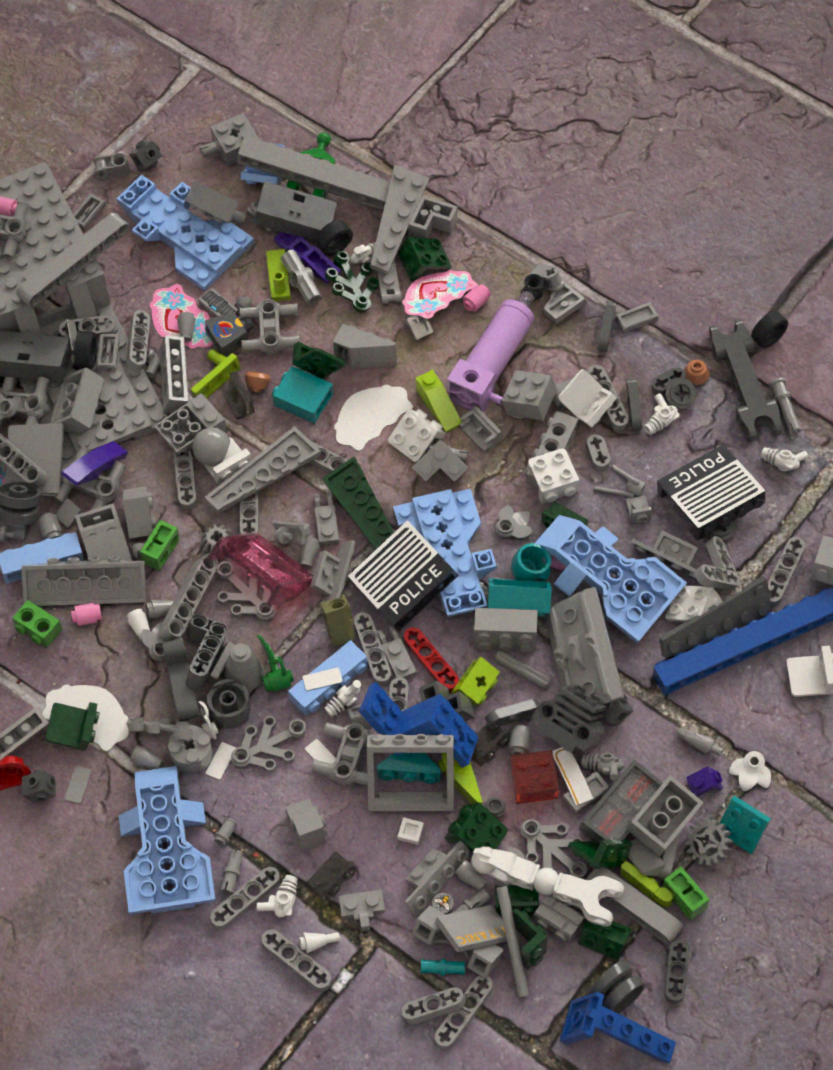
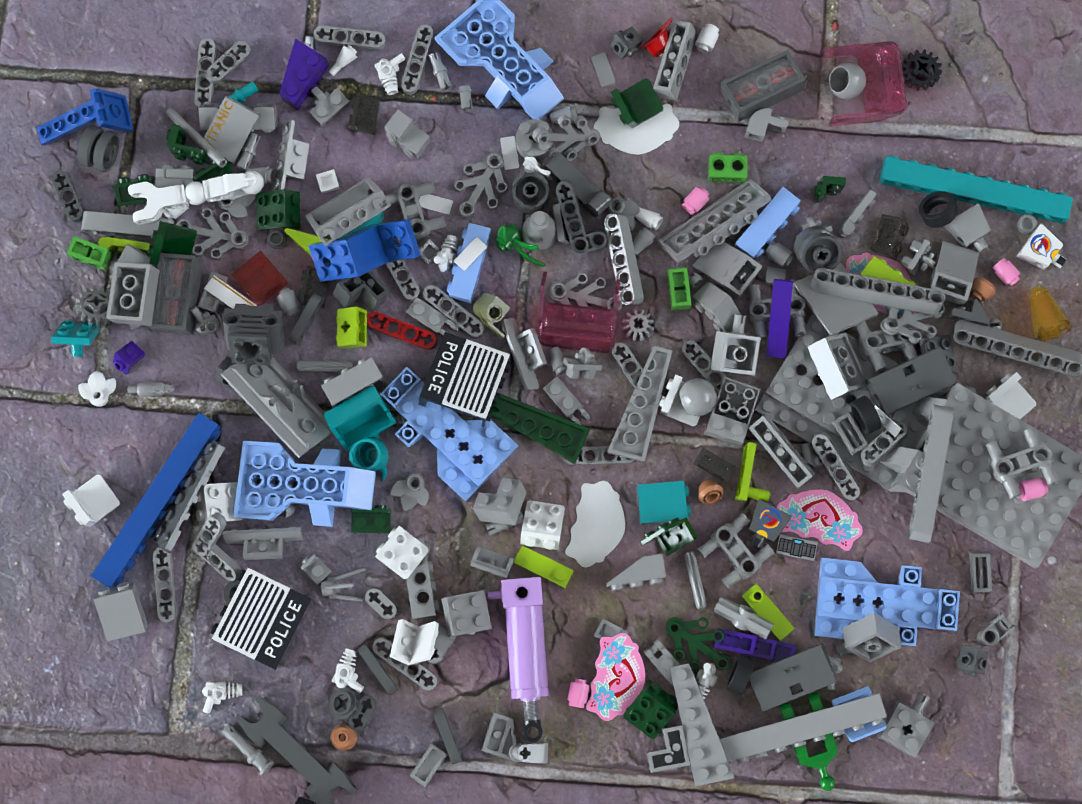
camera: 150 degrees right, 20 degrees up
(151, 465) = (736, 341): none -> light grey brick
(186, 325) = (807, 507): light grey cone -> none
(244, 302) = (776, 563): light grey hinge -> none
(320, 325) = (695, 580): none -> light grey axle
(368, 946) = (302, 74): none -> dark purple wedge
(443, 902) = (270, 143): tile -> none

